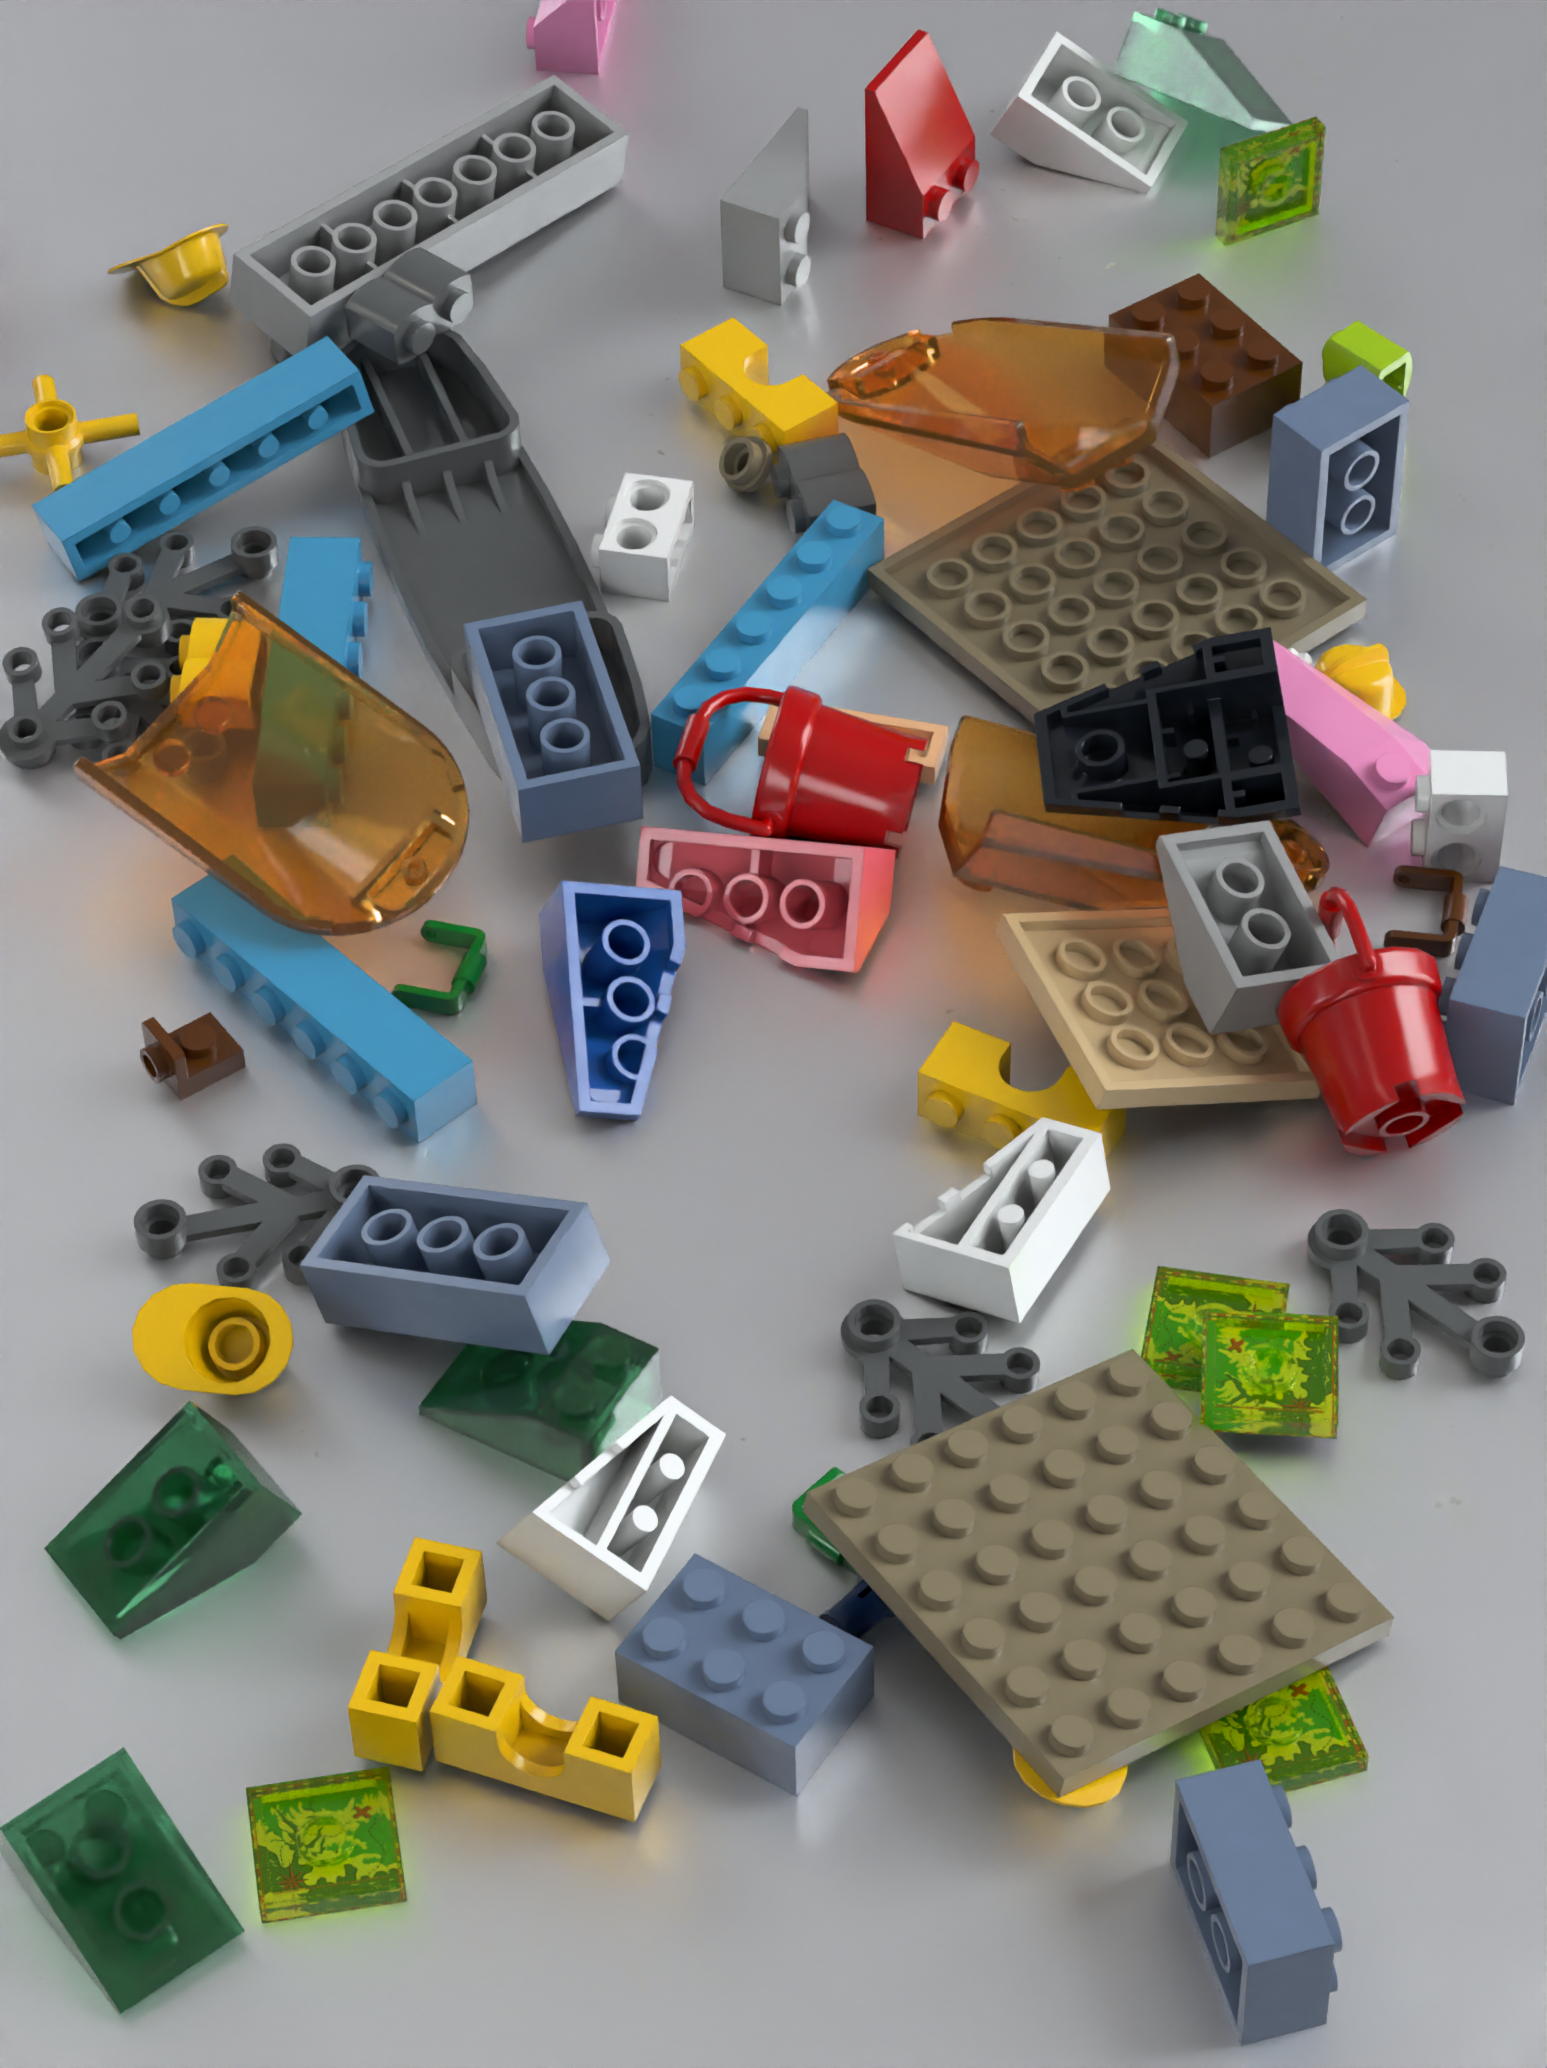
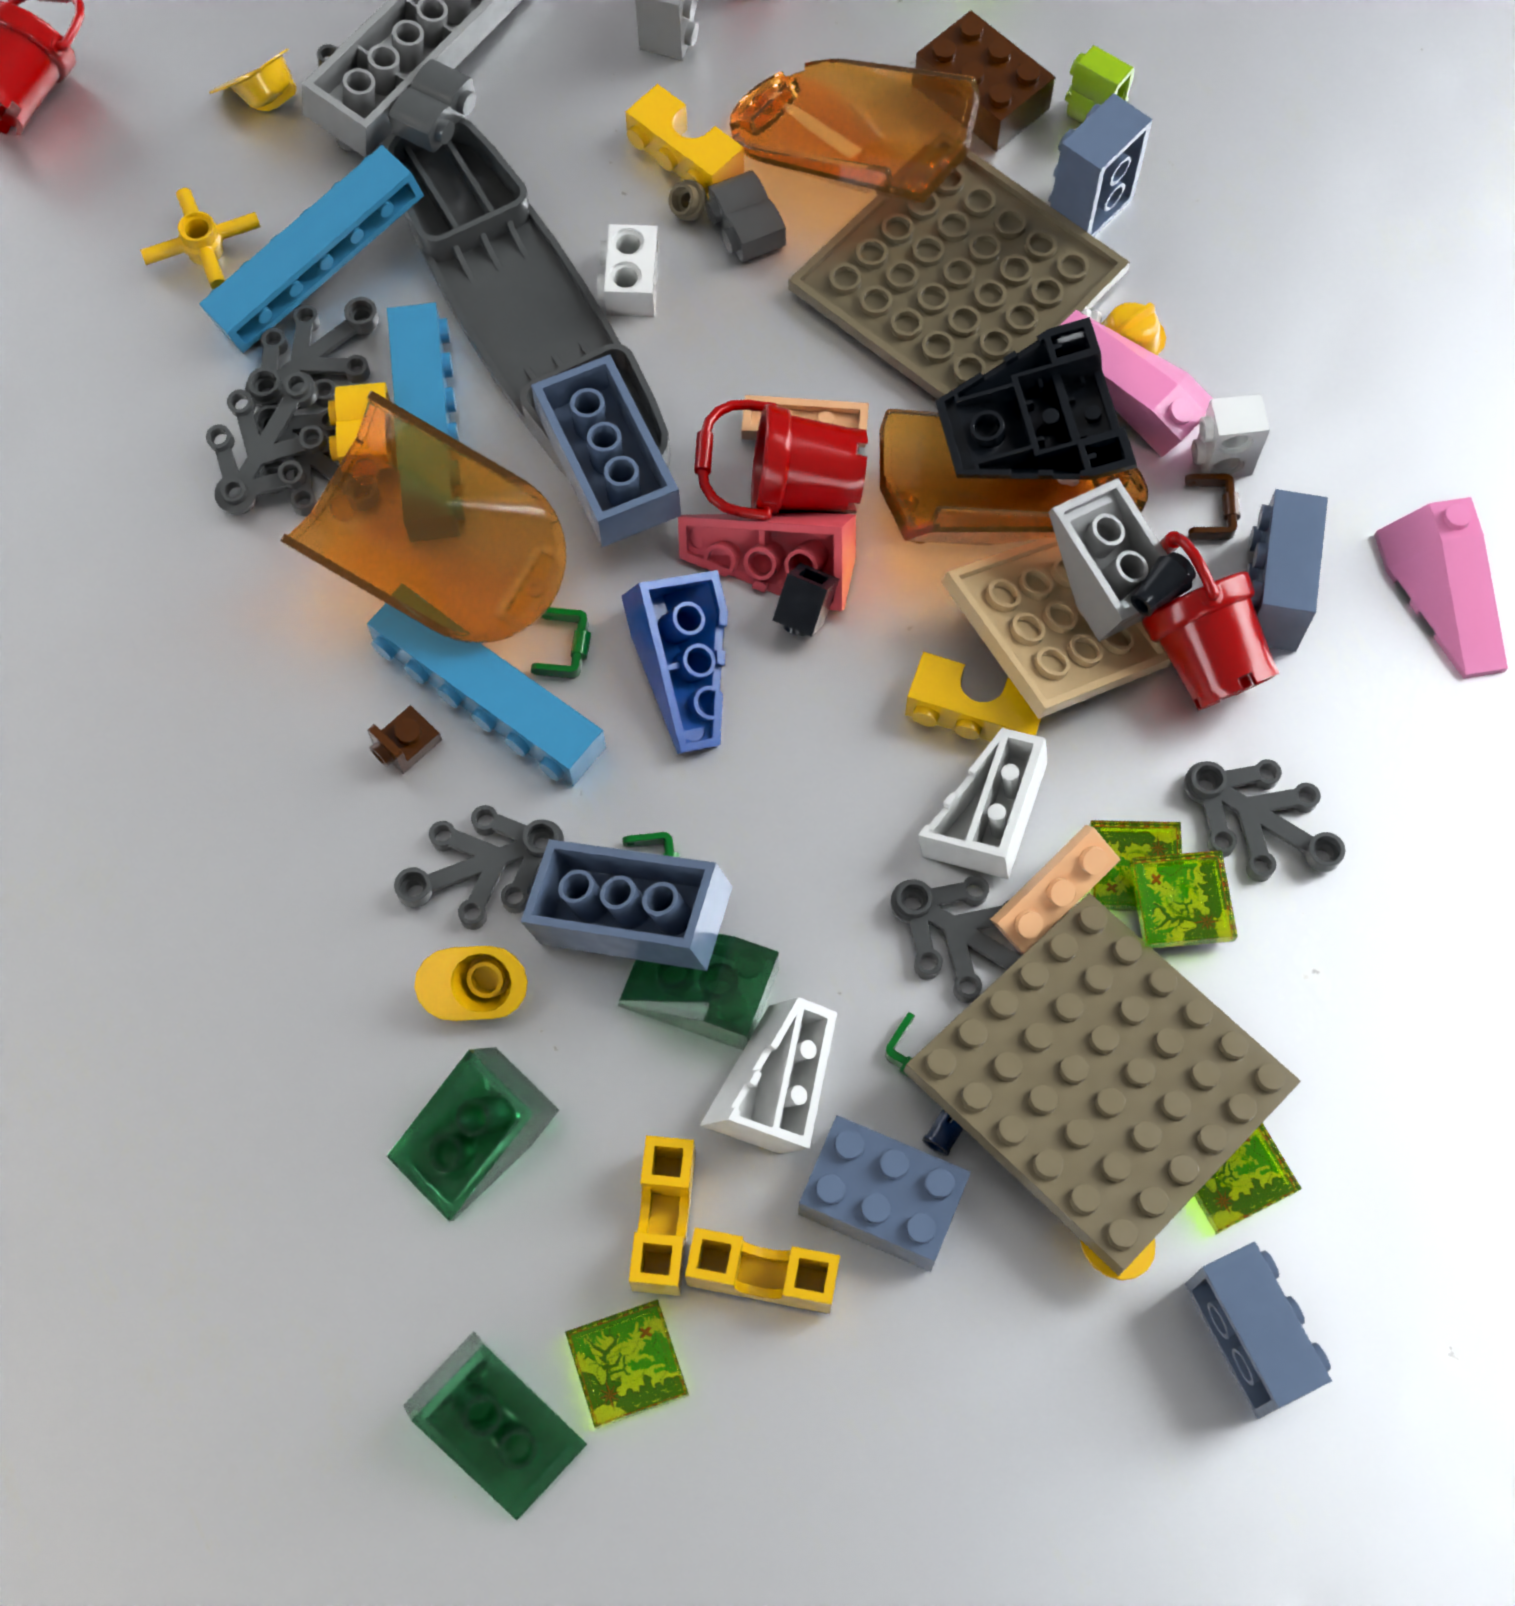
camera: 10 degrees left, 20 degrees up
(772, 634) = (734, 342): dark azure brick -> none
(799, 946) = (805, 600): none -> black brick
(1084, 1330) = (1055, 889): none -> light nougat plate
(1303, 948) = (1165, 581): none -> black cone

